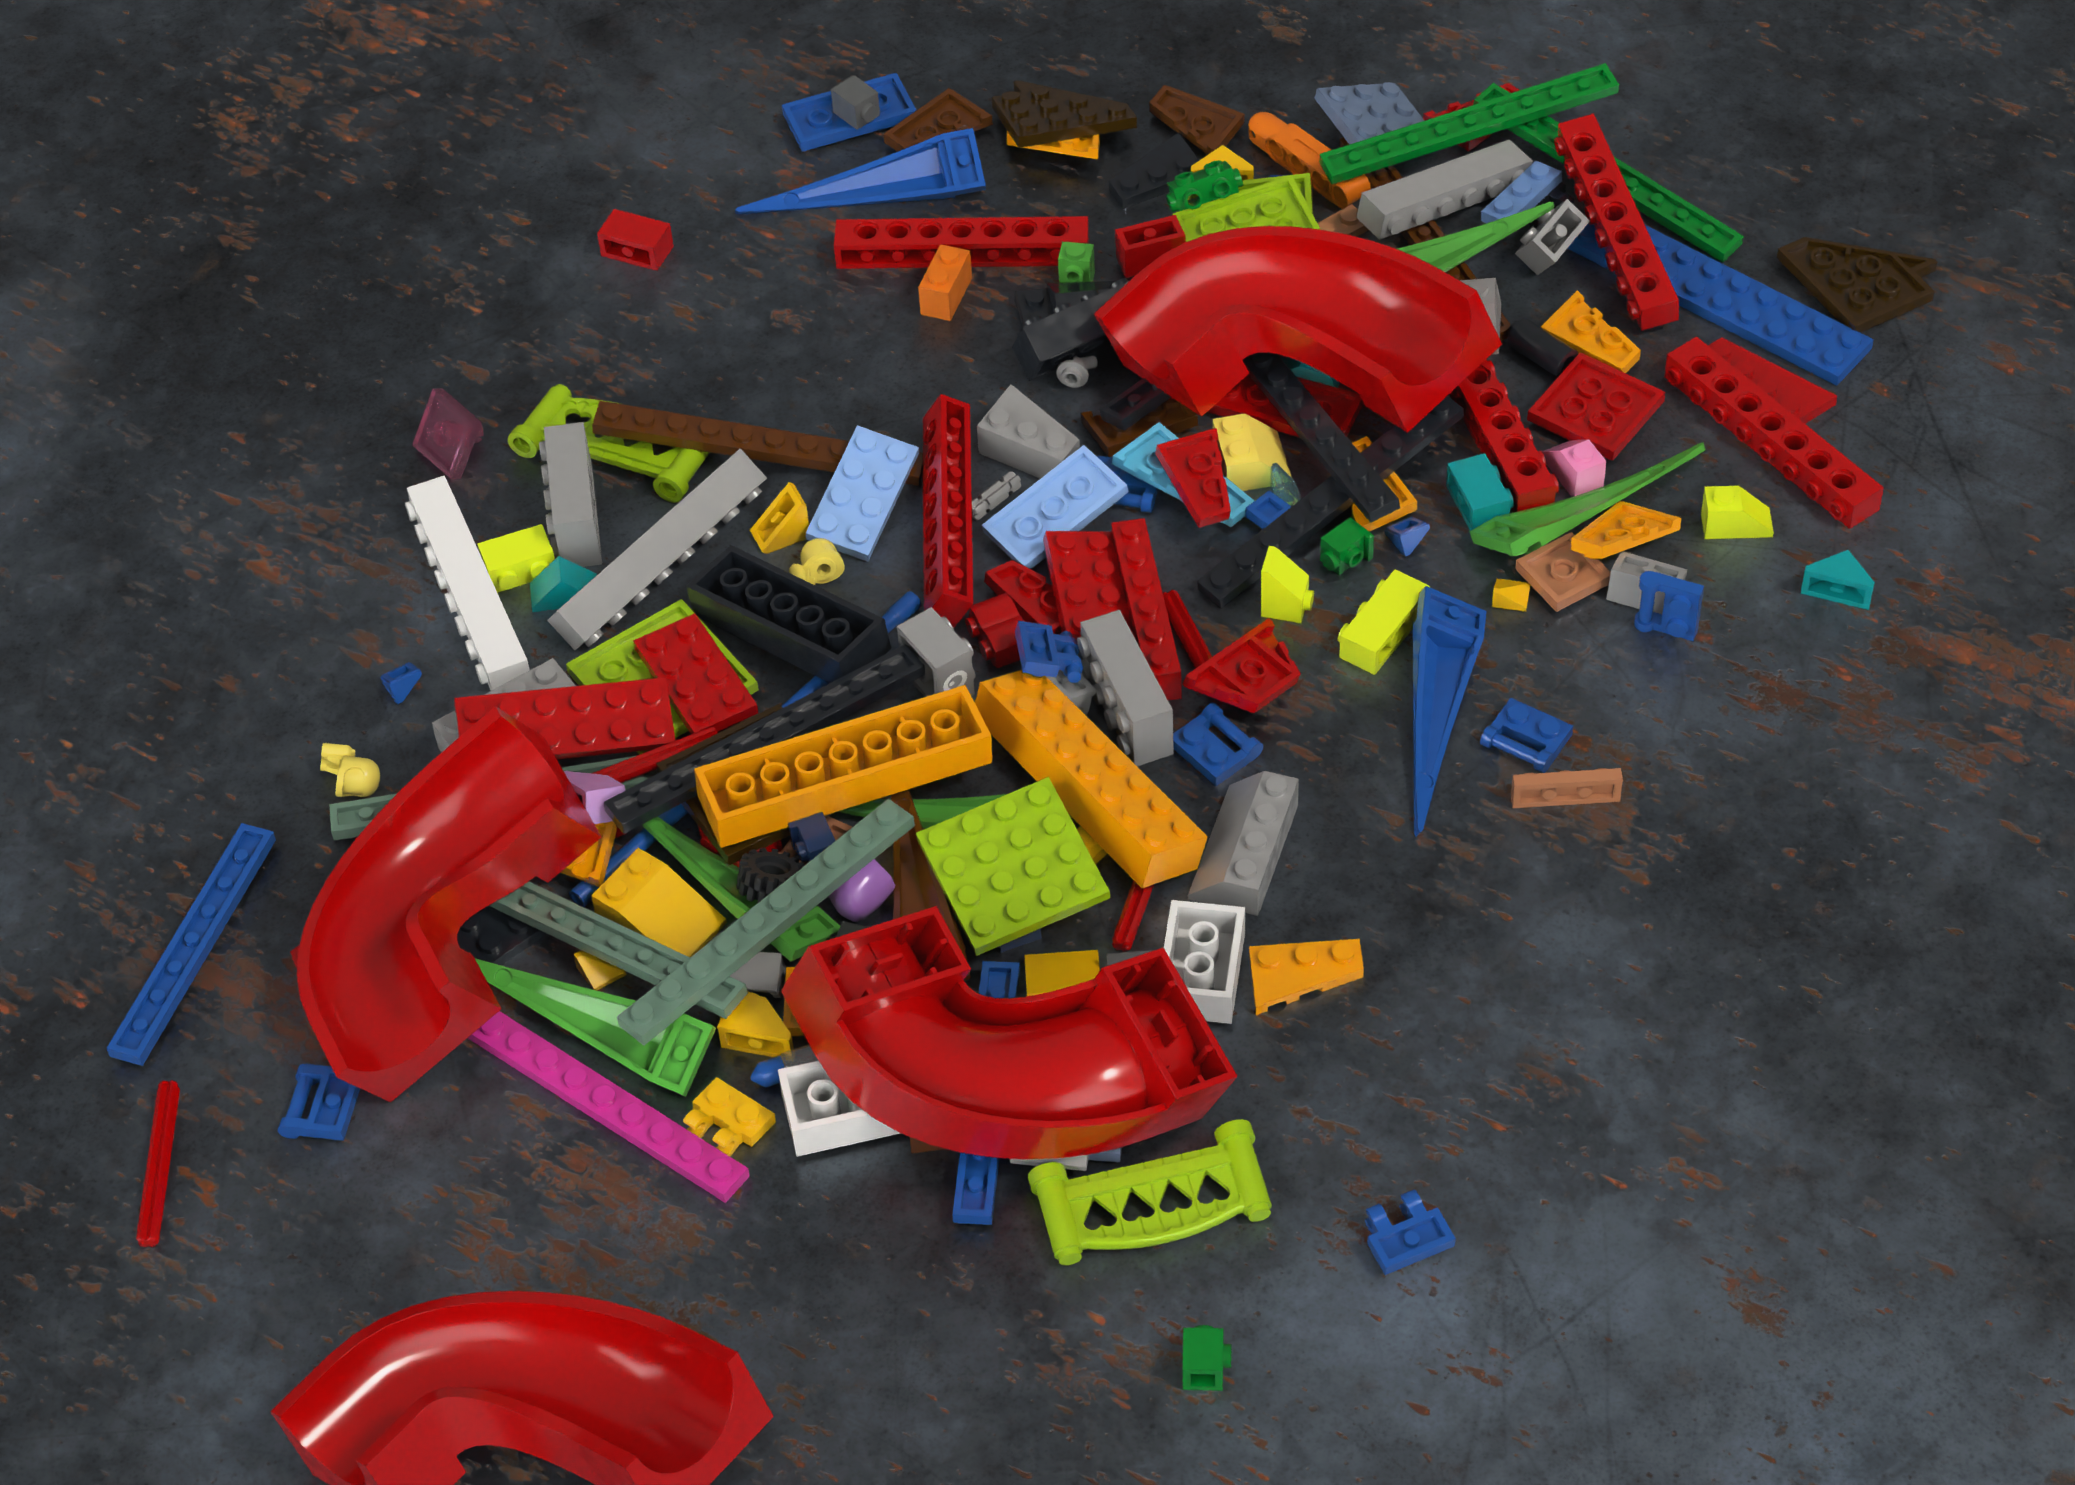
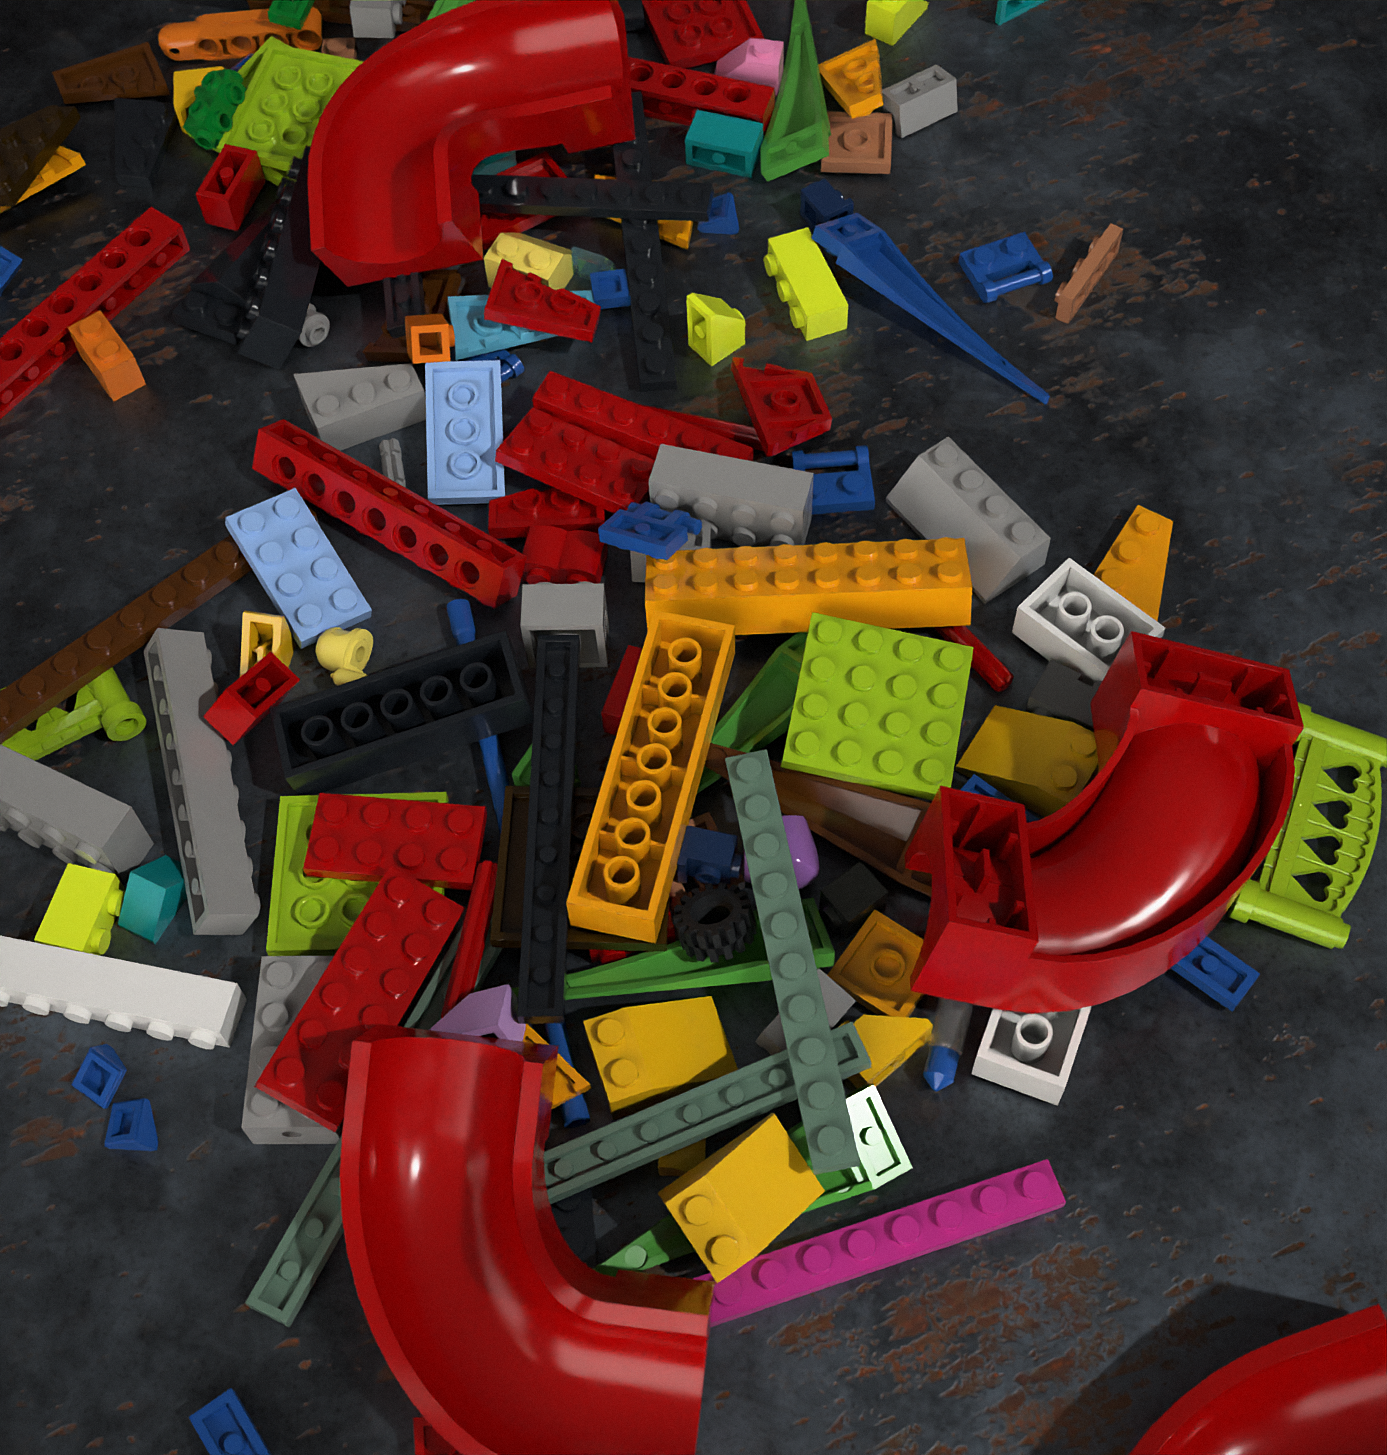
camera: 55 degrees left, 10 degrees up
(354, 774) = (223, 1253): light yellow piece -> none
(423, 641) = (100, 1075): none -> blue slope
(575, 999) = (742, 1196): none -> yellow slope
(721, 527) = (251, 697): none -> red brick
(734, 1112) = (963, 1132): yellow plate -> none
(1076, 262) = (191, 250): bright green brick -> none
(1104, 432) = (429, 338): none -> orange brick
(1346, 546) = (701, 259): green brick -> none
(1473, 584) = (823, 203): none -> dark blue brick
(1510, 594) = (849, 187): yellow slope -> none
(1680, 606) = (967, 95): blue plate -> none

